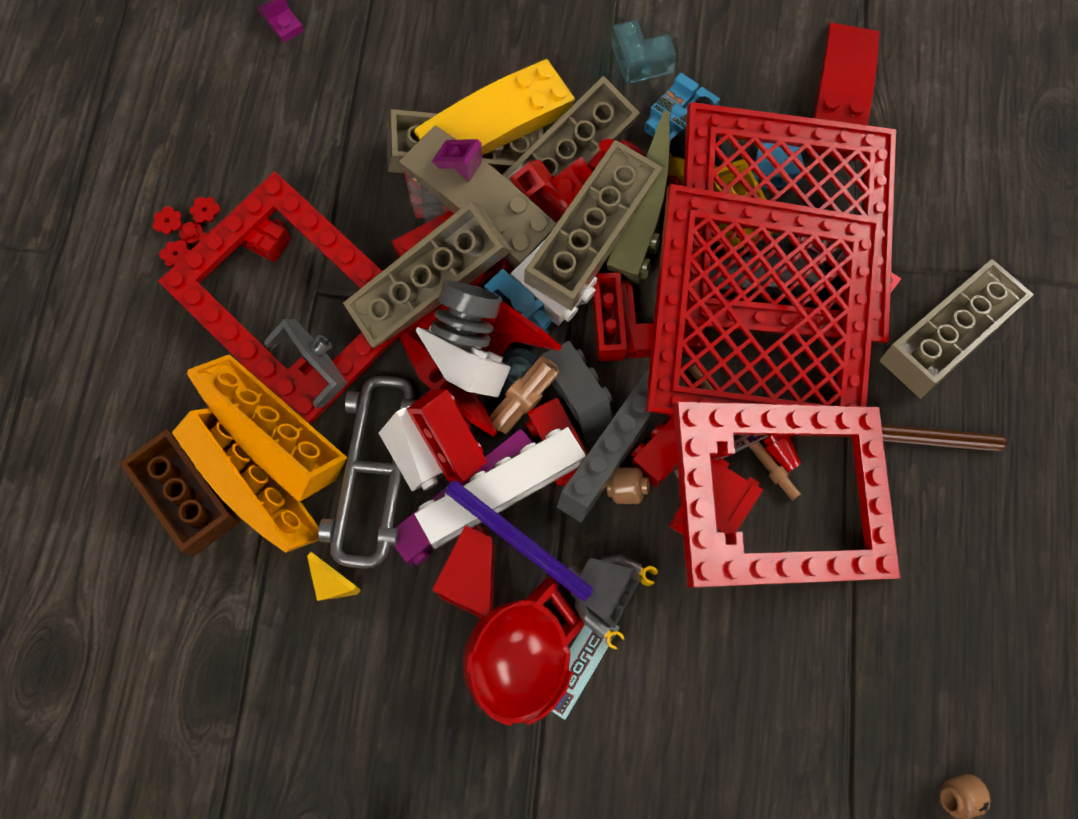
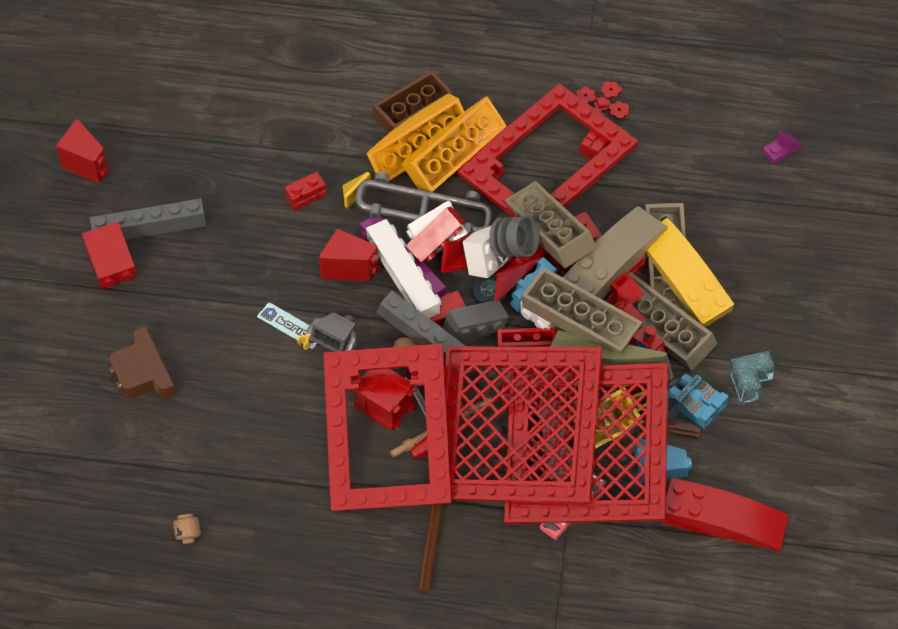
camera: 90 degrees right, 15 degrees down
(315, 352) = (498, 165): dark grey piece -> none
(335, 656) = (305, 191): none -> red brick
(460, 155) = (630, 233): magenta slope -> none
(519, 540) = (365, 274): dark purple axle -> none
(521, 657) = (293, 278): red windscreen -> none
(524, 394) = (468, 287): medium nougat piece -> none
(955, 328) = (513, 565): dark tan slope -> none

